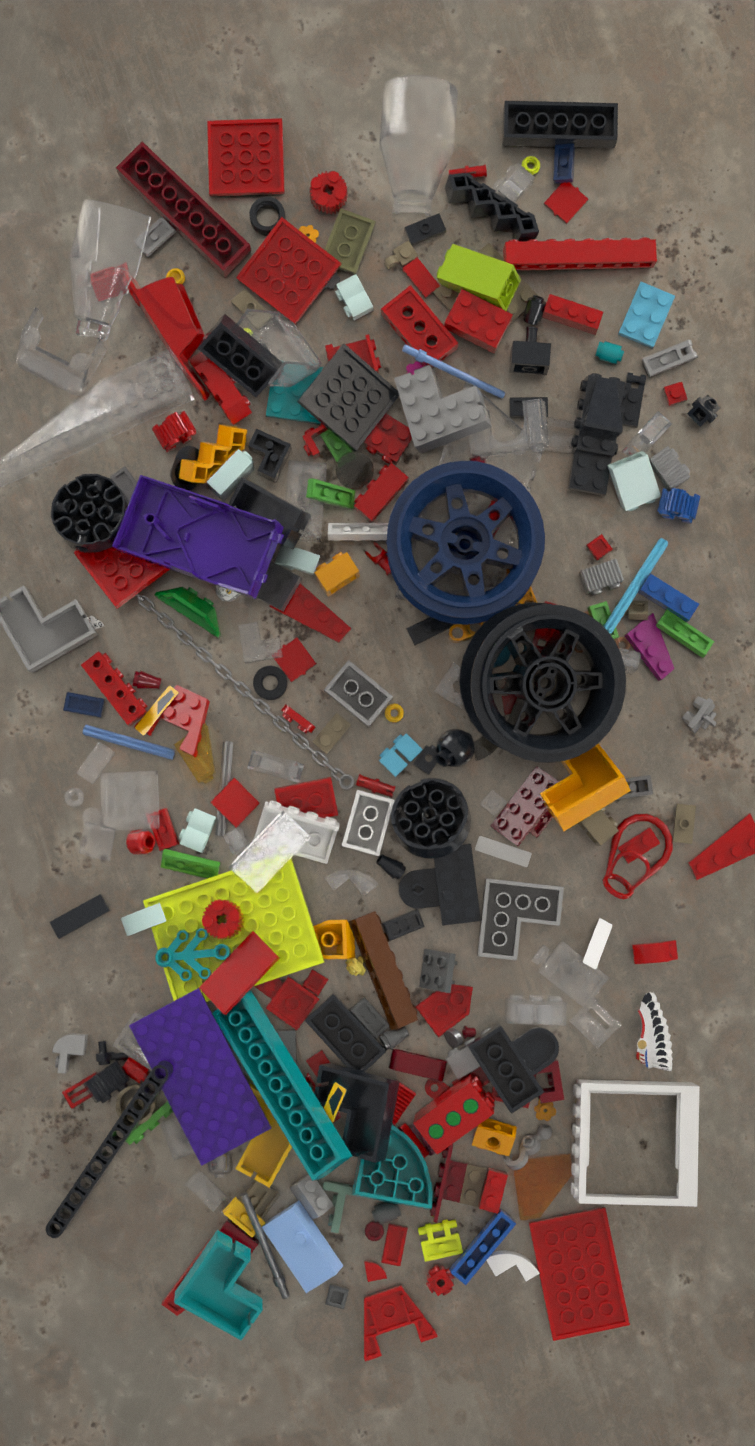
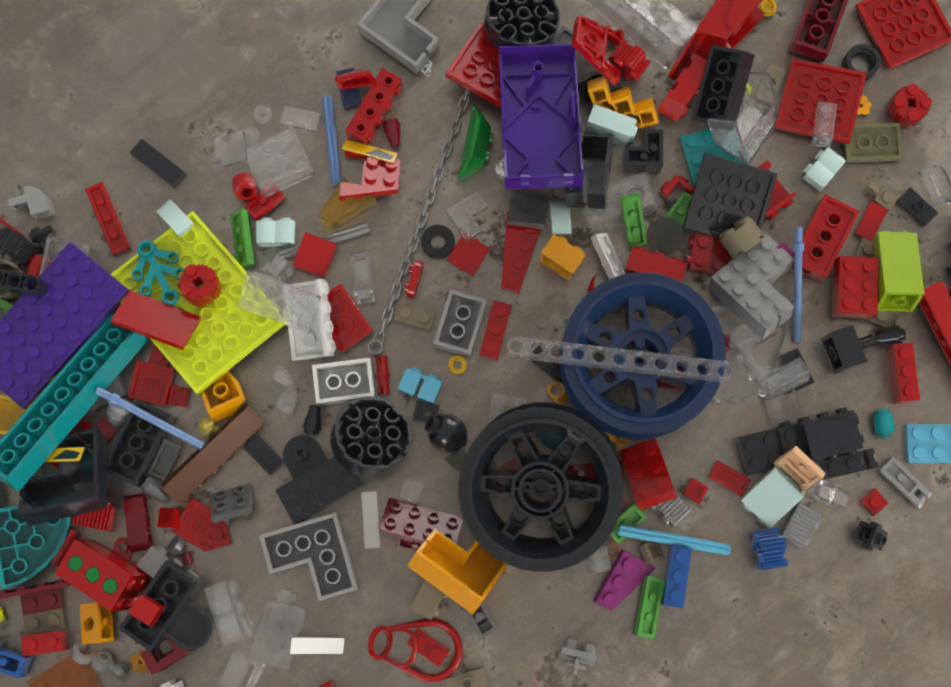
camera: 65 degrees right, 5 degrees down
(80, 694) = (355, 79): none -> red slope
(115, 984) = (108, 219): none -> red tile
(147, 459) = (591, 43): none -> red wing
(300, 1038) = (115, 399): none -> medium blue bar
(308, 1043) = (116, 415): none -> light grey head
(315, 279) = (824, 124): none -> clear brick
(376, 664) = (495, 330): none -> red plate
(389, 402) = (742, 237): none -> dark tan brick
(425, 1035) = (168, 518): none -> red tile
(468, 554) = (629, 356): none -> clear beam
(506, 1080) = (146, 609): none -> red brick
(568, 583) = (648, 474): none -> red brick
(600, 512) = (729, 478): none -> red tile
(620, 446) = (799, 468): none -> light nougat plate

